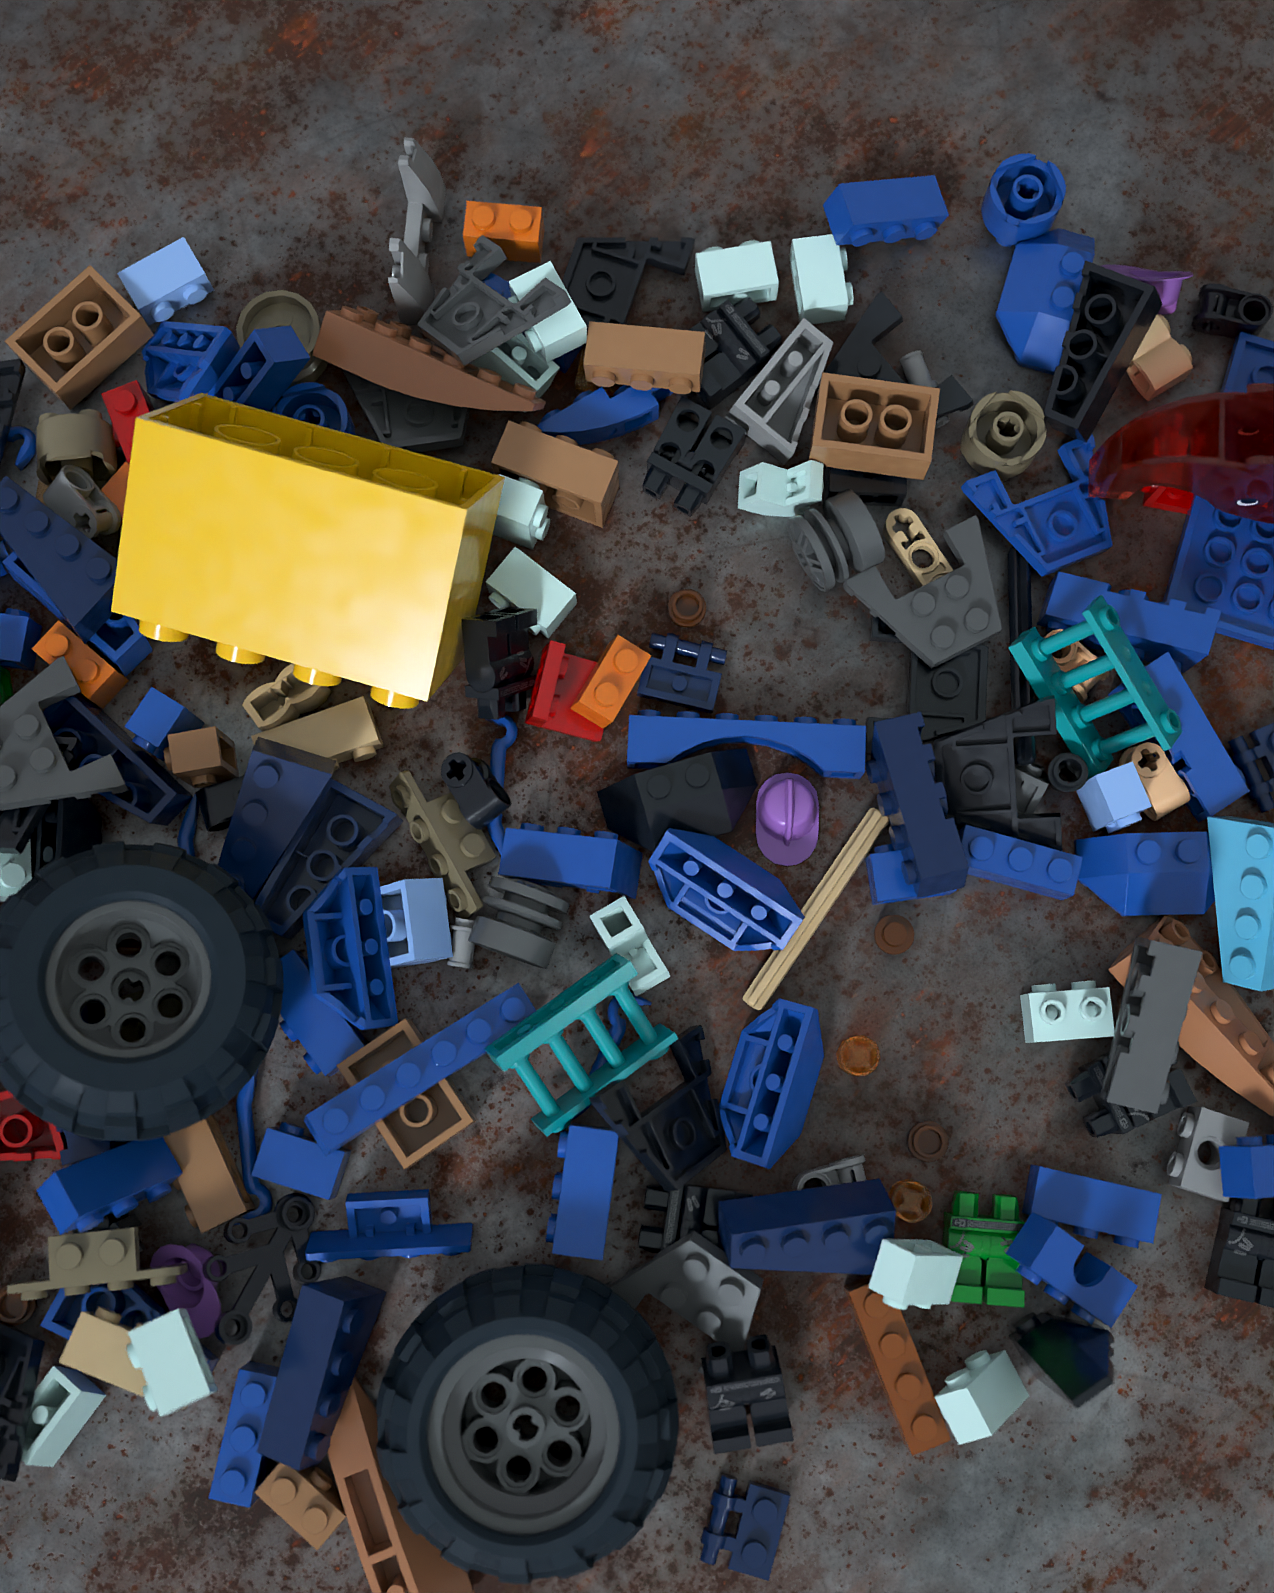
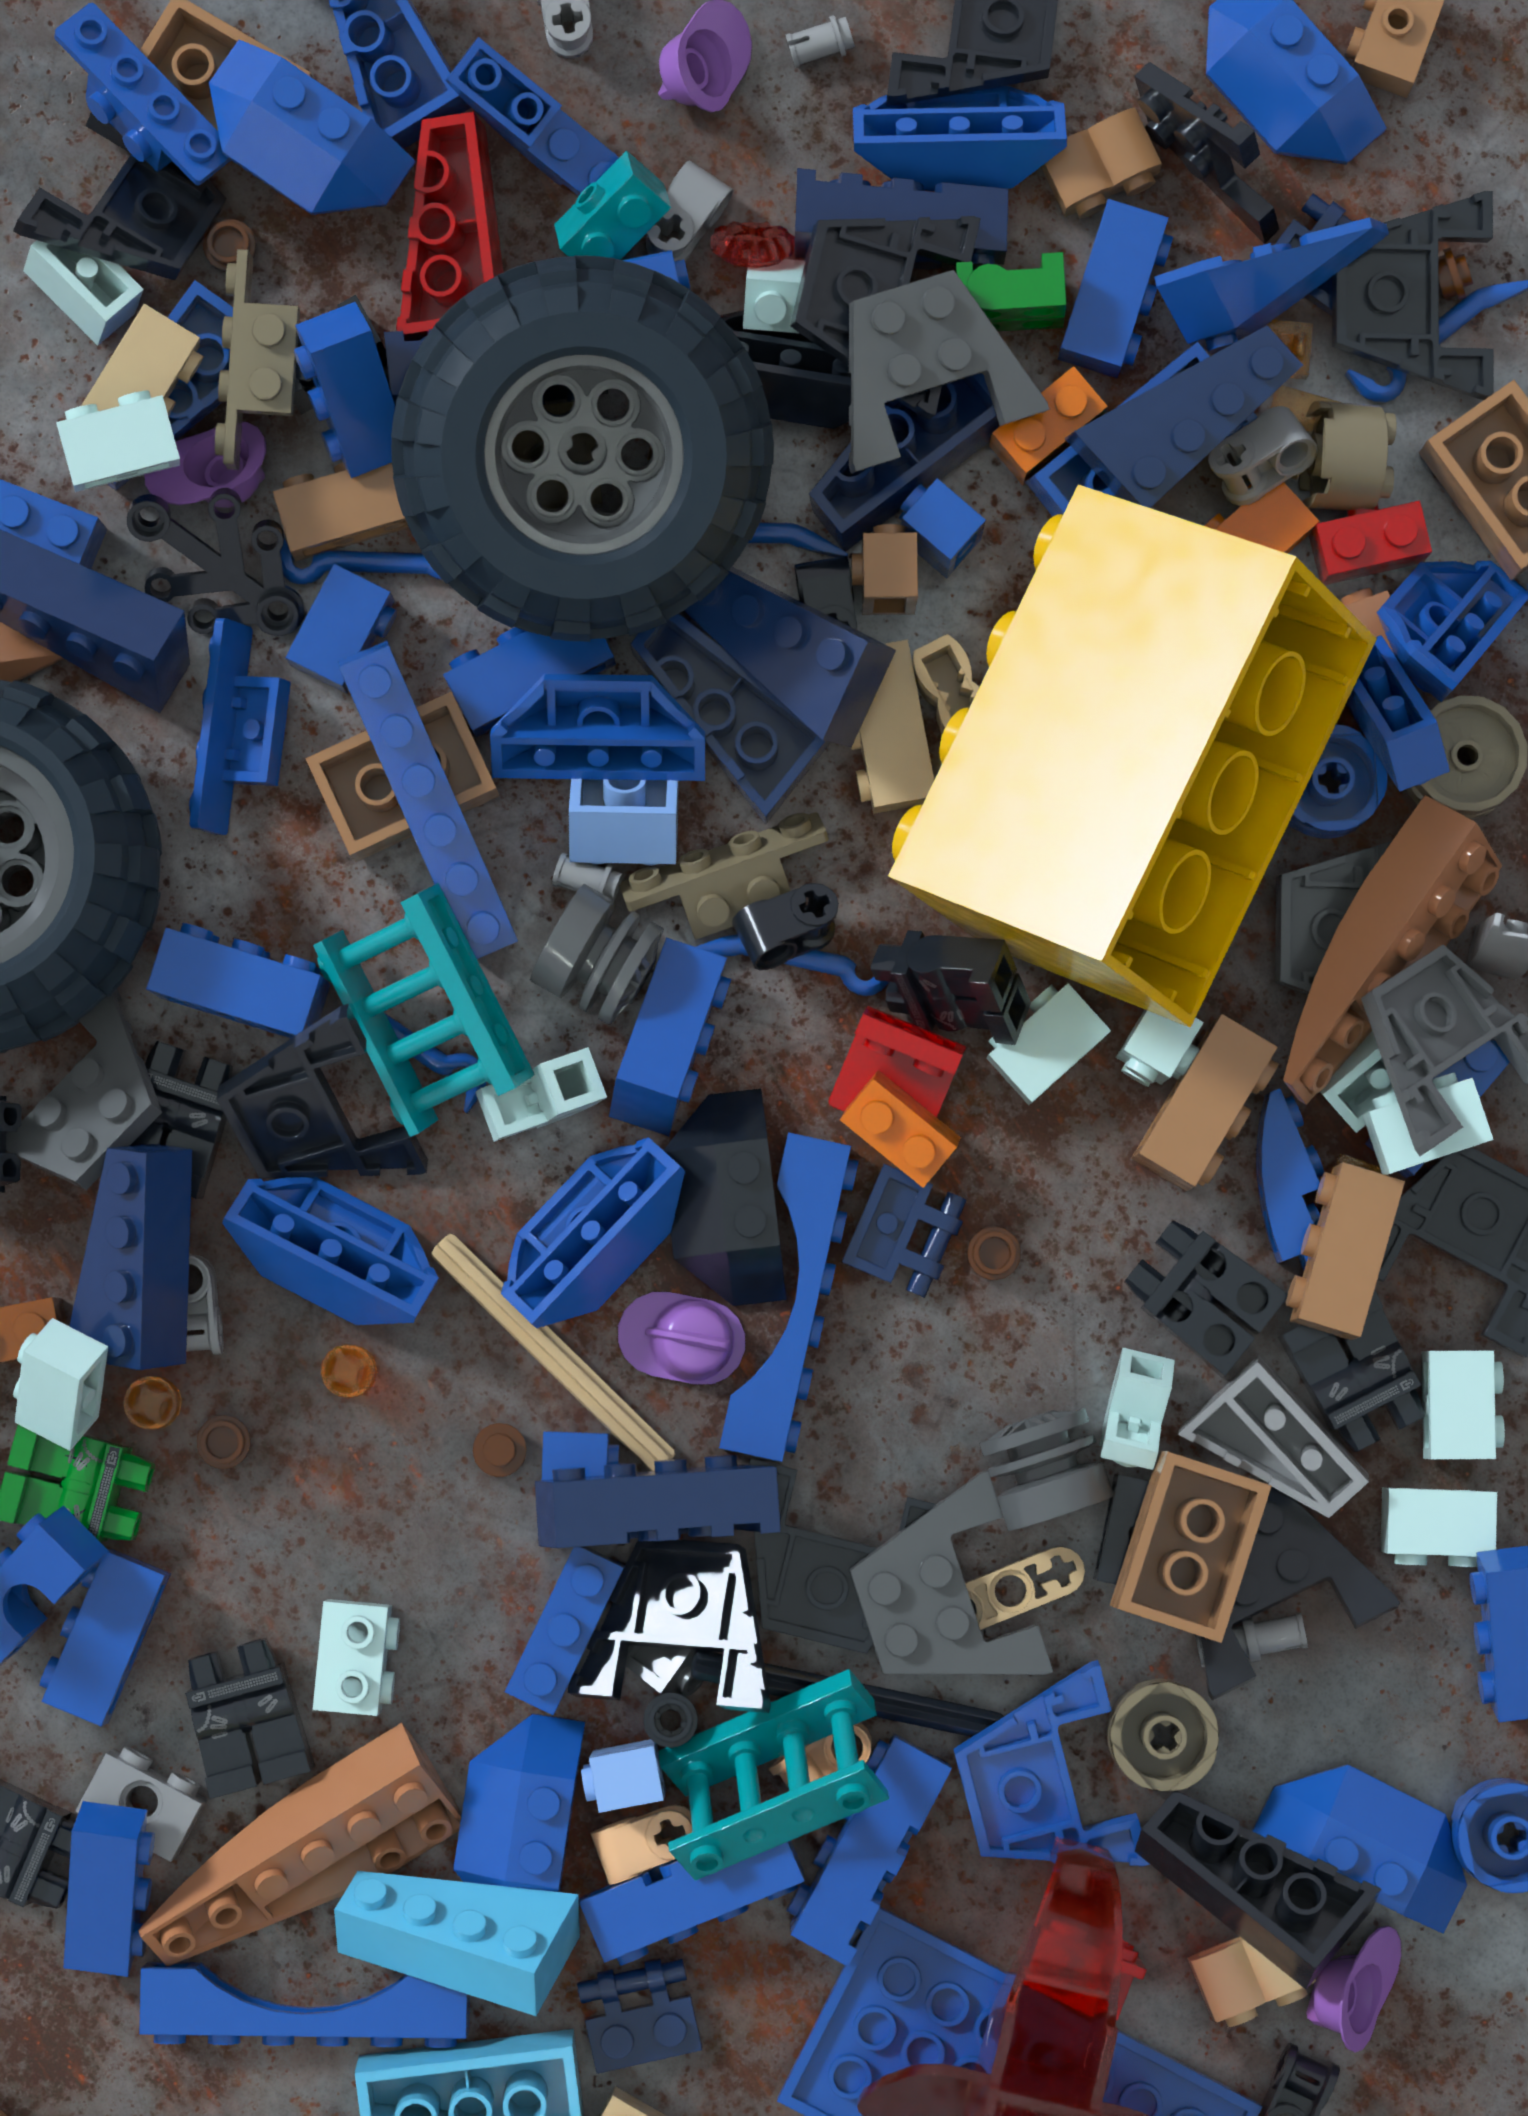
camera: 100 degrees right, 5 degrees up
(1149, 1024) = (316, 1746): dark grey wedge -> none

